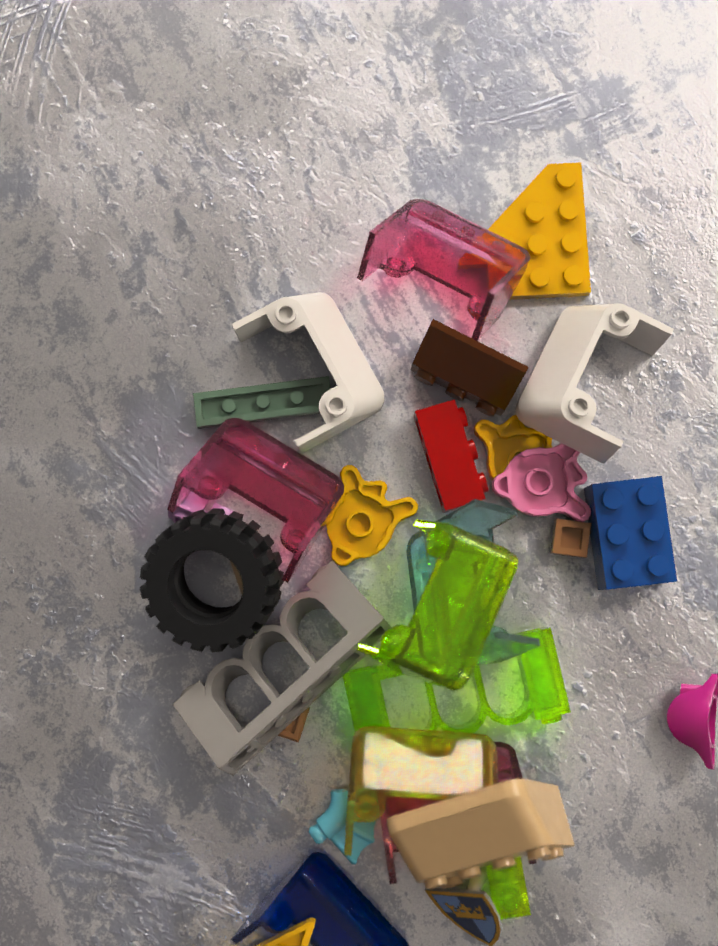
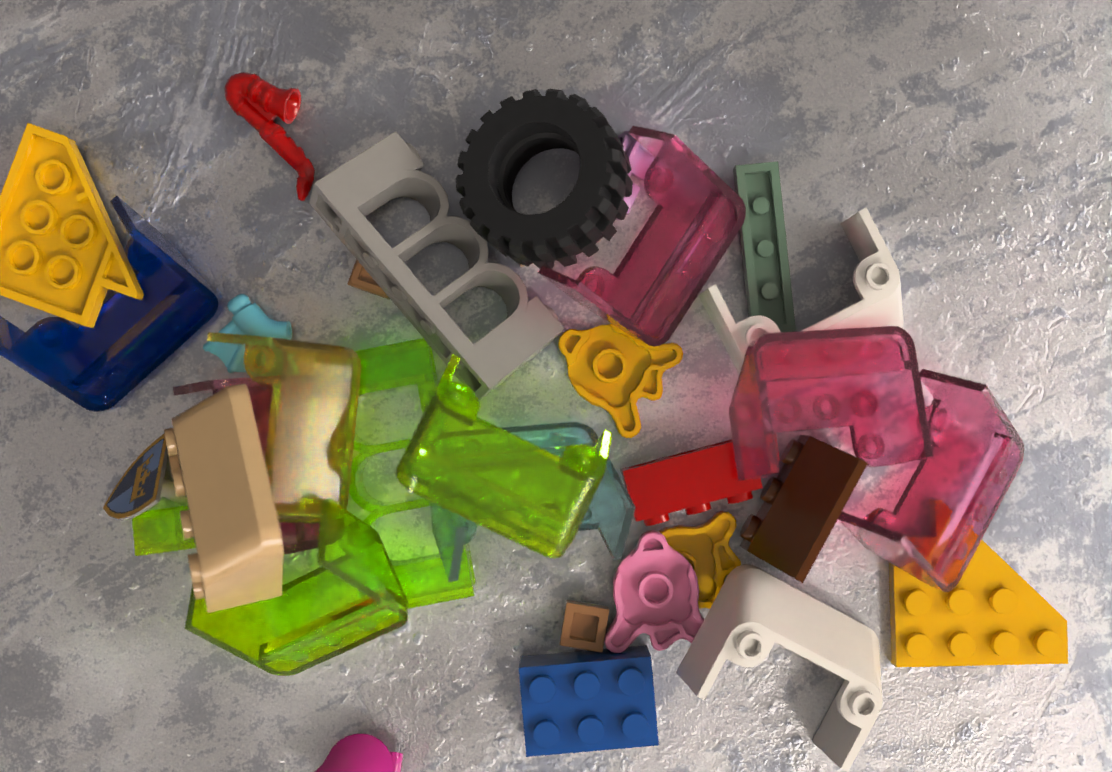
camera: 90 degrees right, 5 degrees up
(150, 822) = (260, 105): none -> red piece
(370, 352) = (825, 382): none -> clear pink windscreen
(569, 753) = (320, 613): none -> clear neon green windscreen

